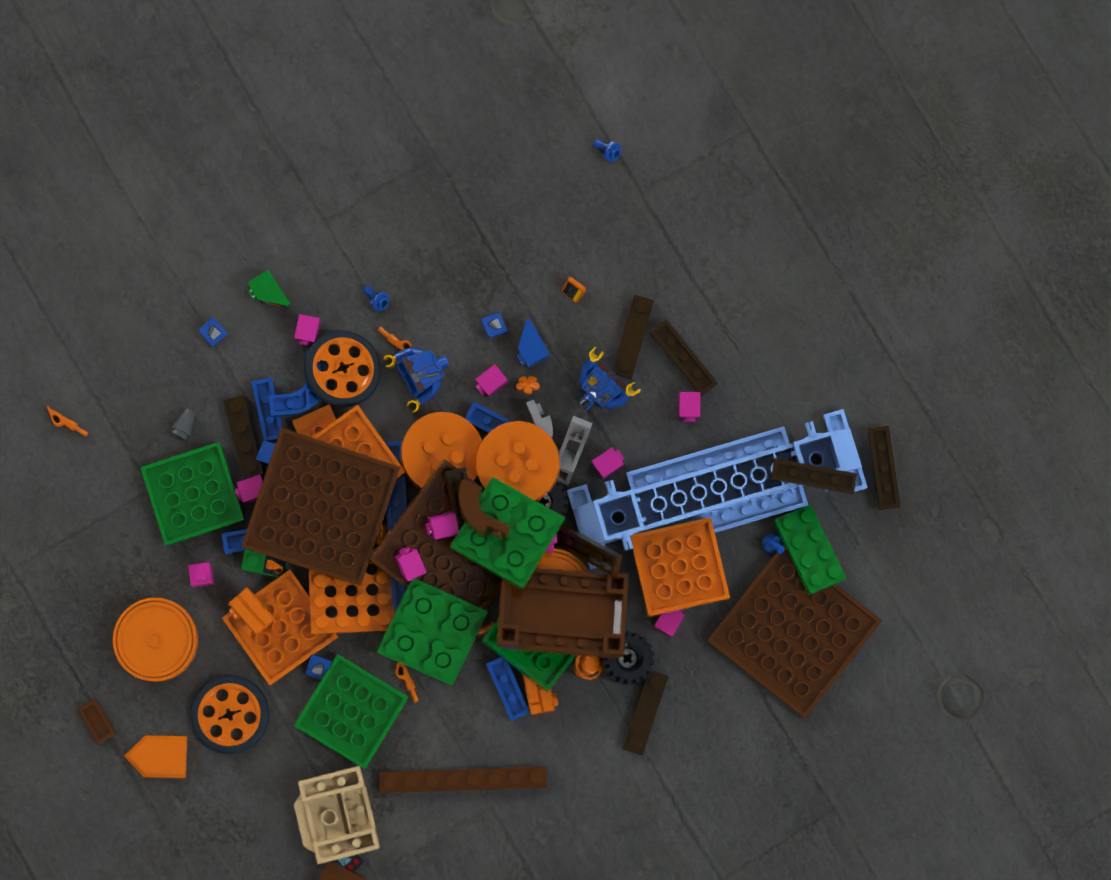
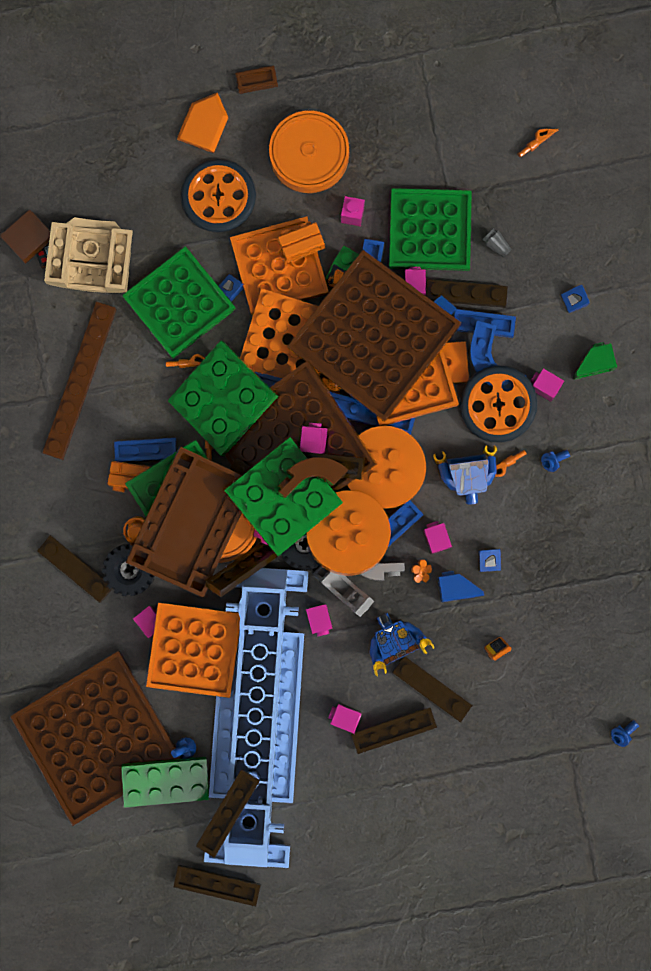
camera: 120 degrees right, 0 degrees up
(410, 563) = (289, 396): dark pink brick -> none

